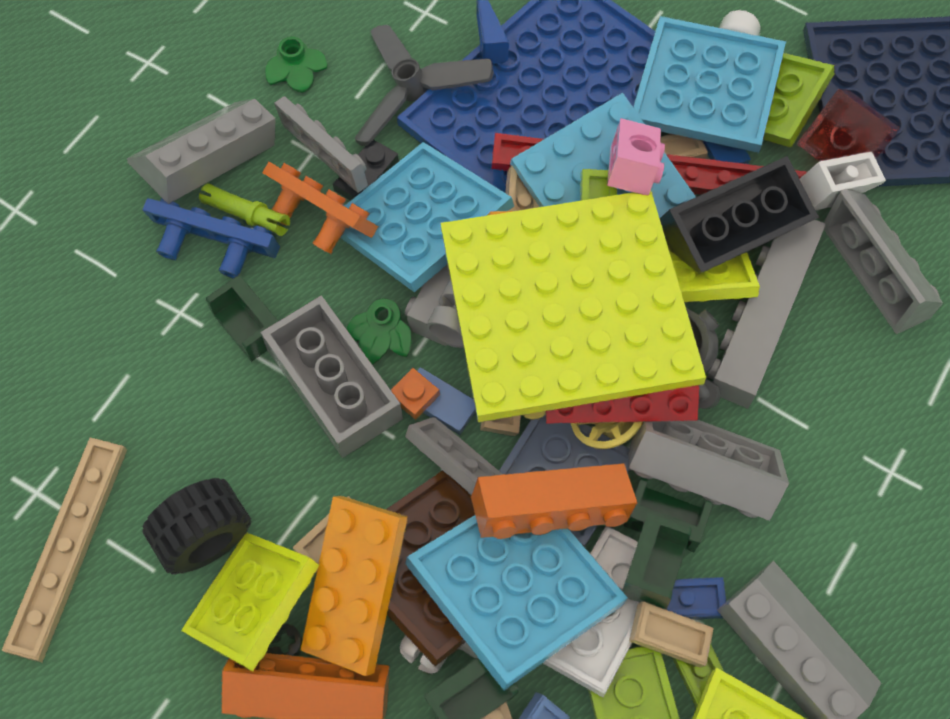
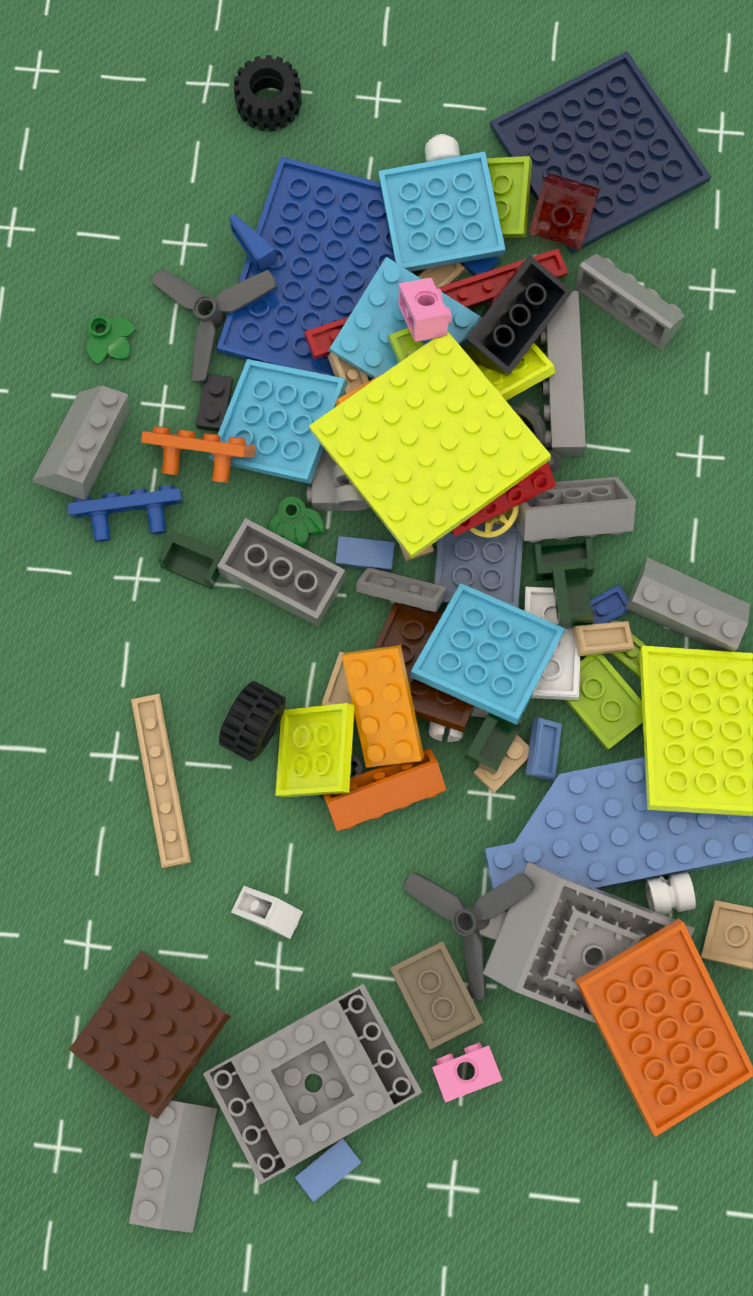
camera: 25 degrees left, 10 degrees up
(254, 213) = (142, 477): lime pin -> none
(326, 148) = (165, 395): light grey plate -> none
(415, 393) = (347, 556): orange plate -> none
(552, 500) = (485, 587): orange brick -> none
(831, 176) = (574, 250): white slope -> none

